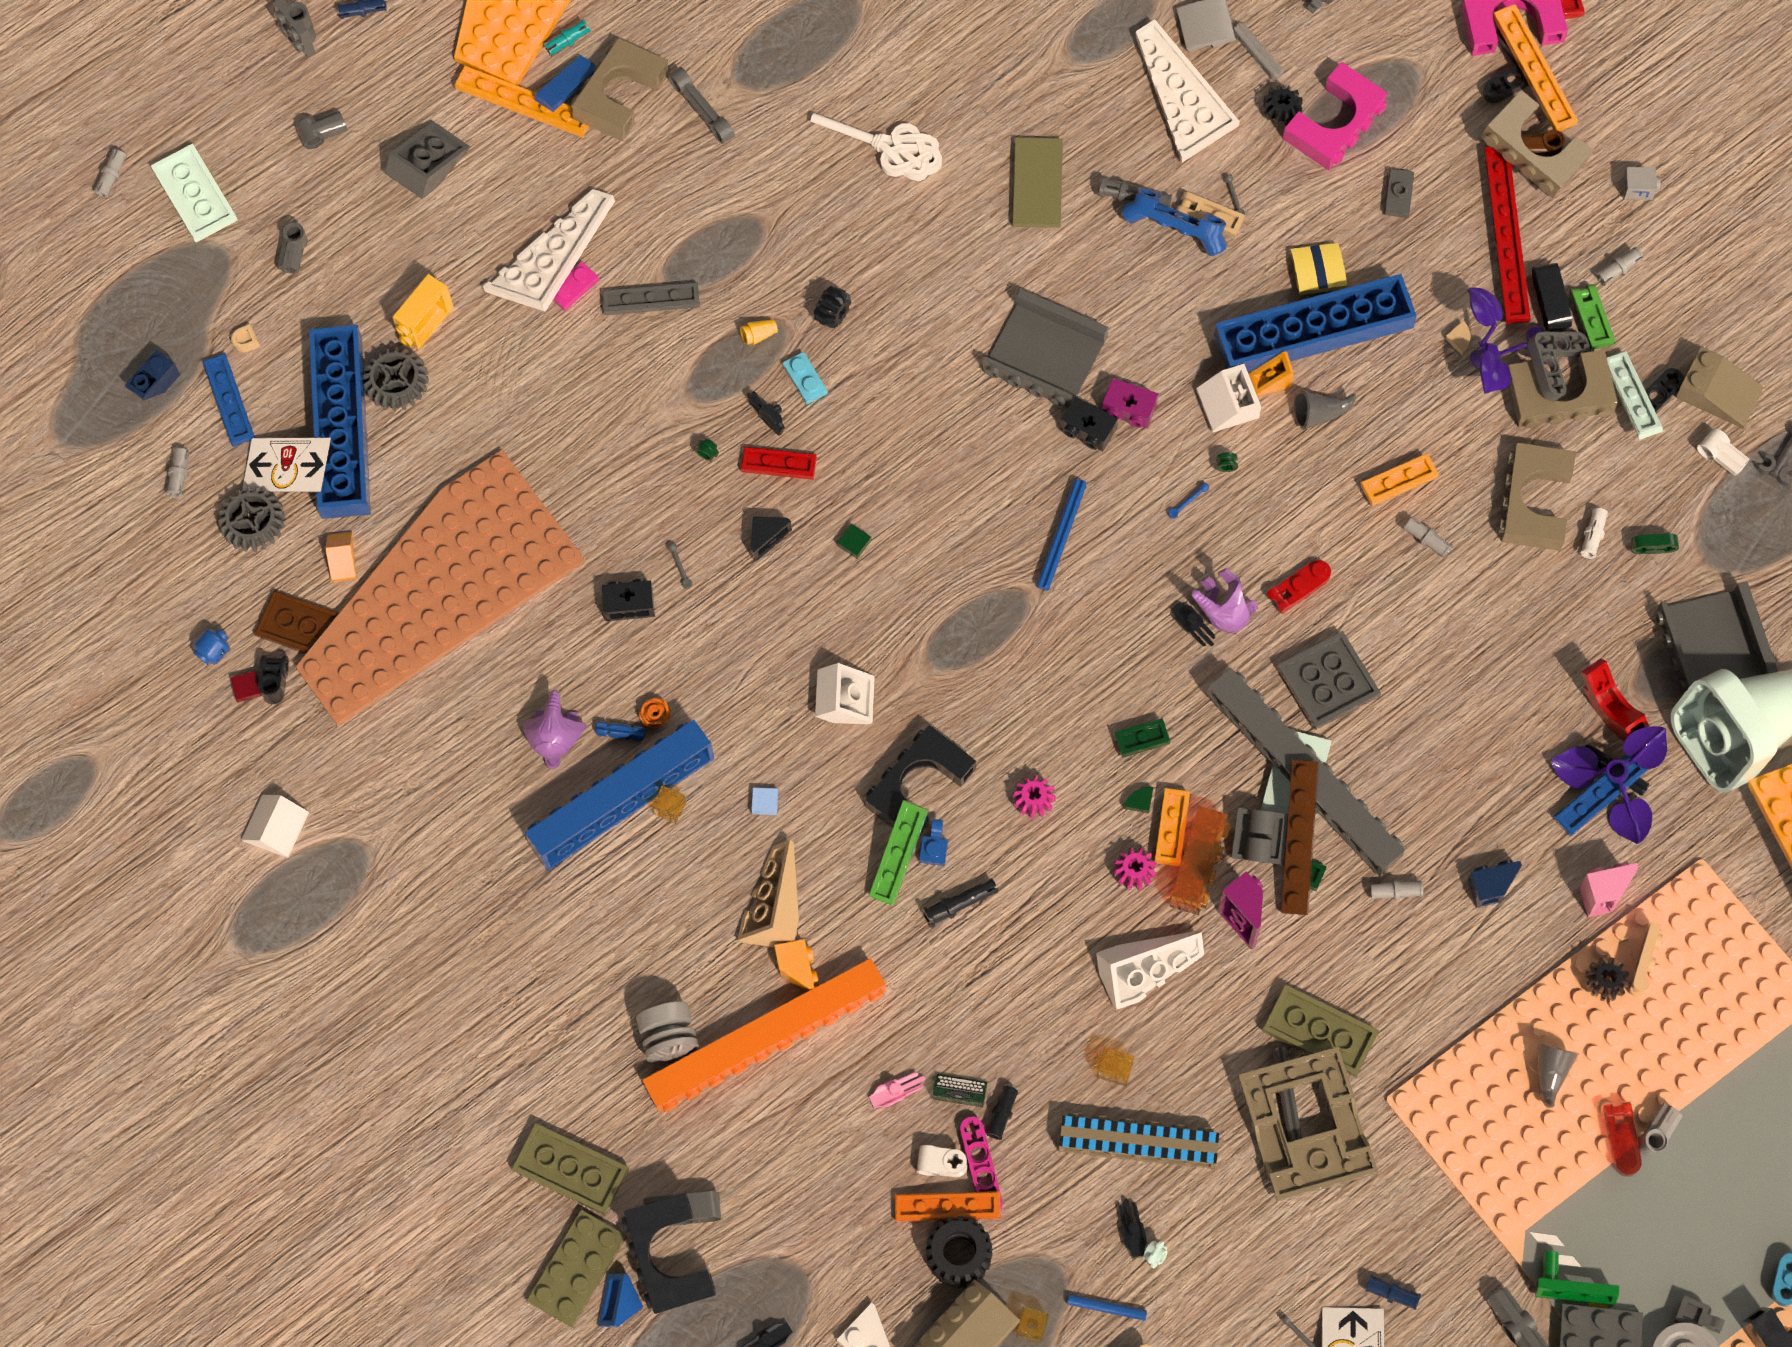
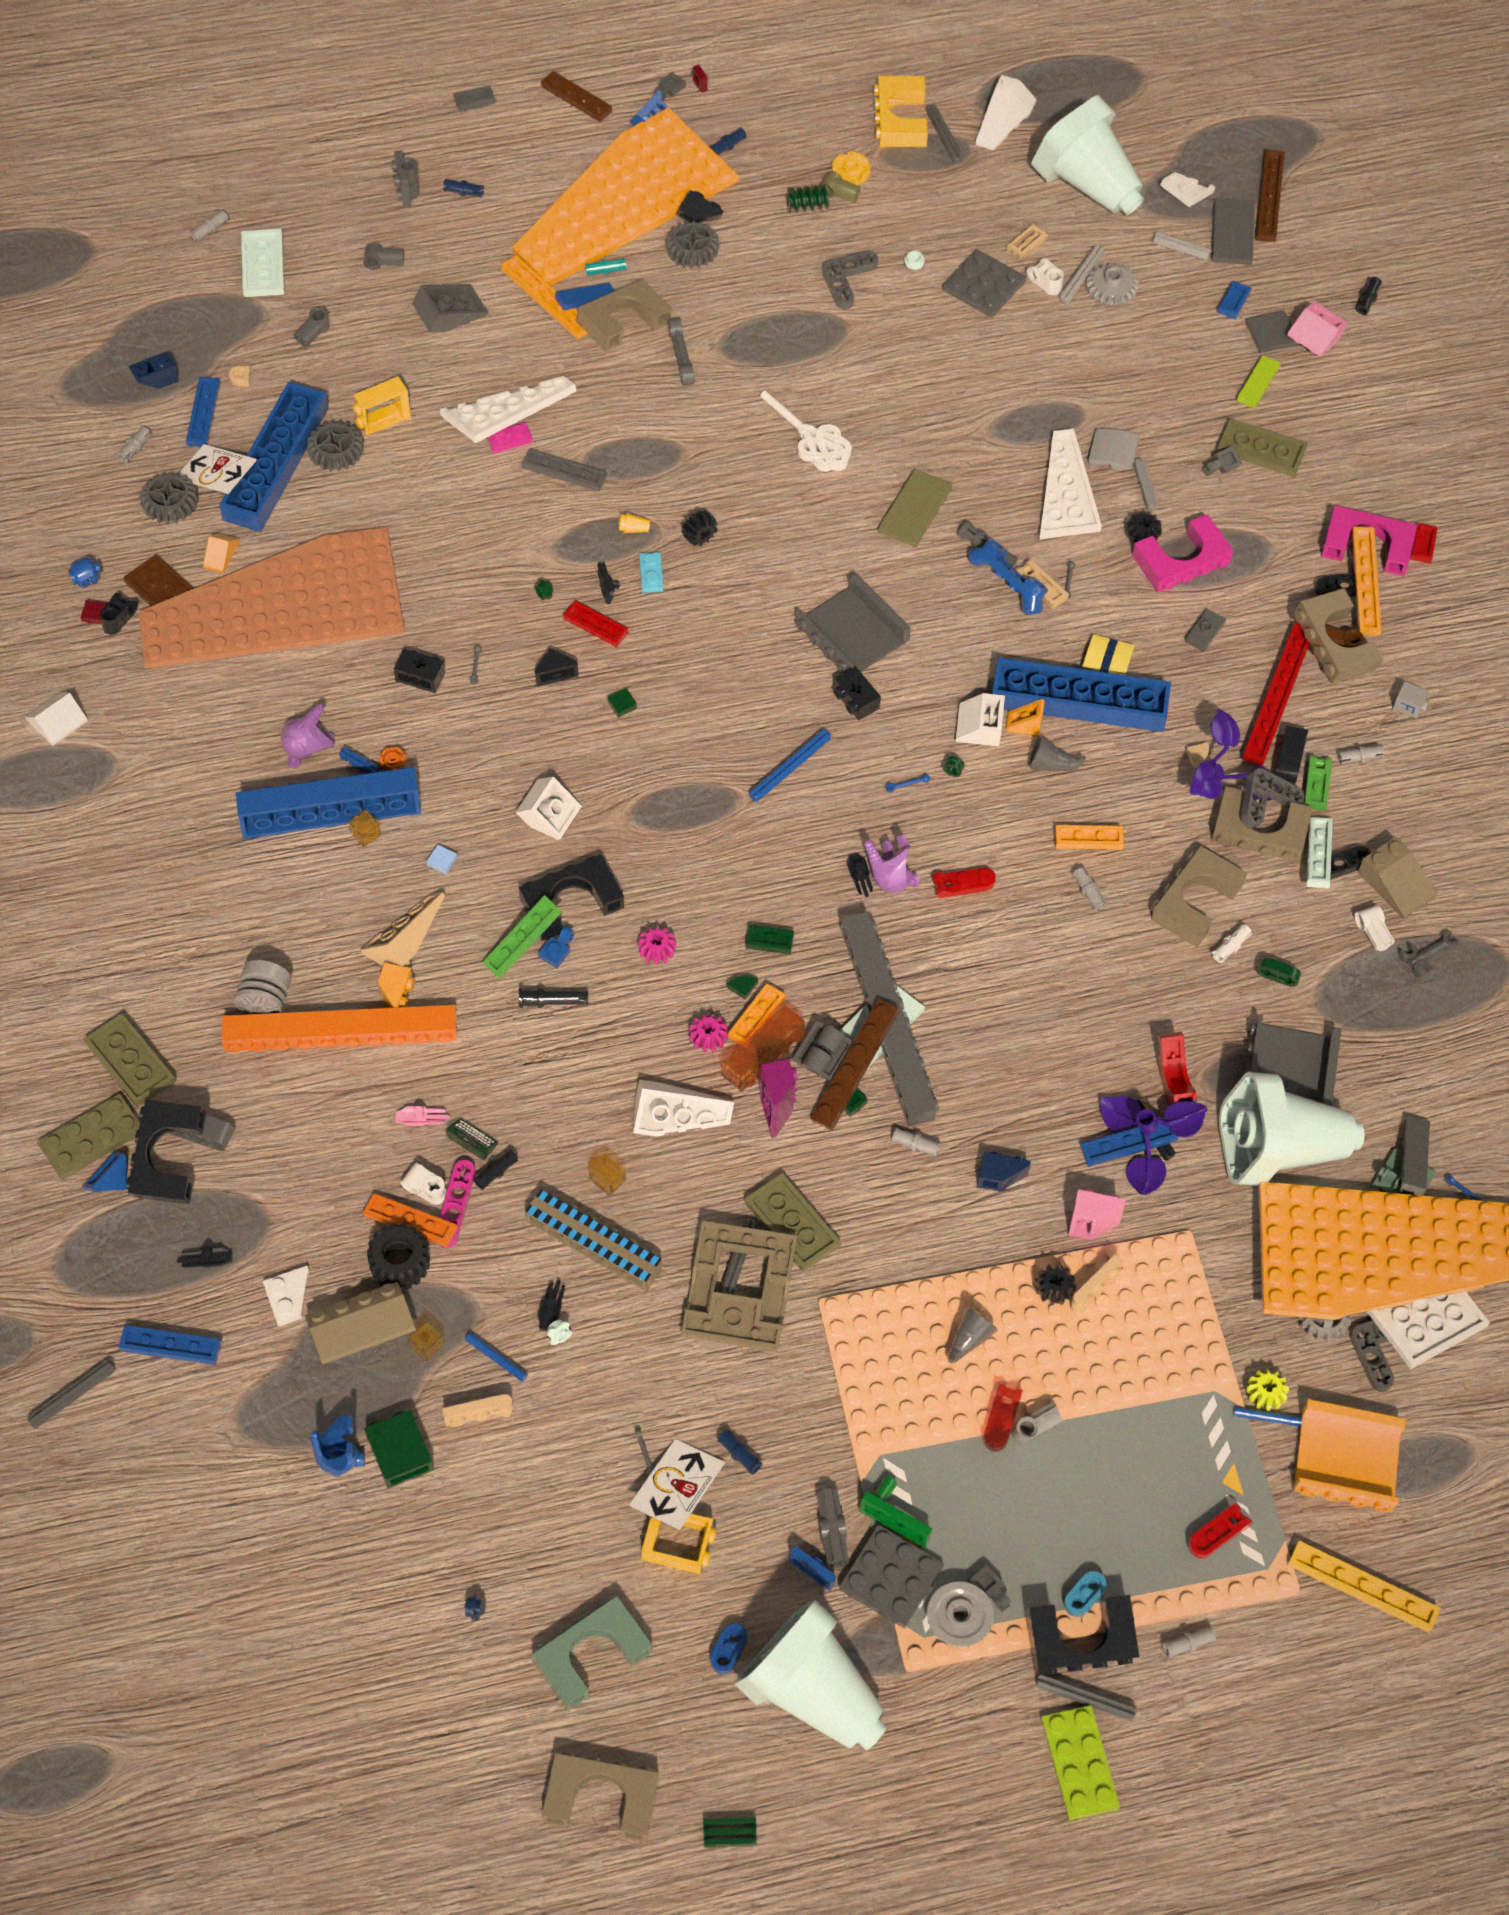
camera: 20 degrees right, 10 degrees down
(1142, 403) = (899, 692): magenta brick -> none
(1329, 680) = (947, 961): dark grey plate -> none

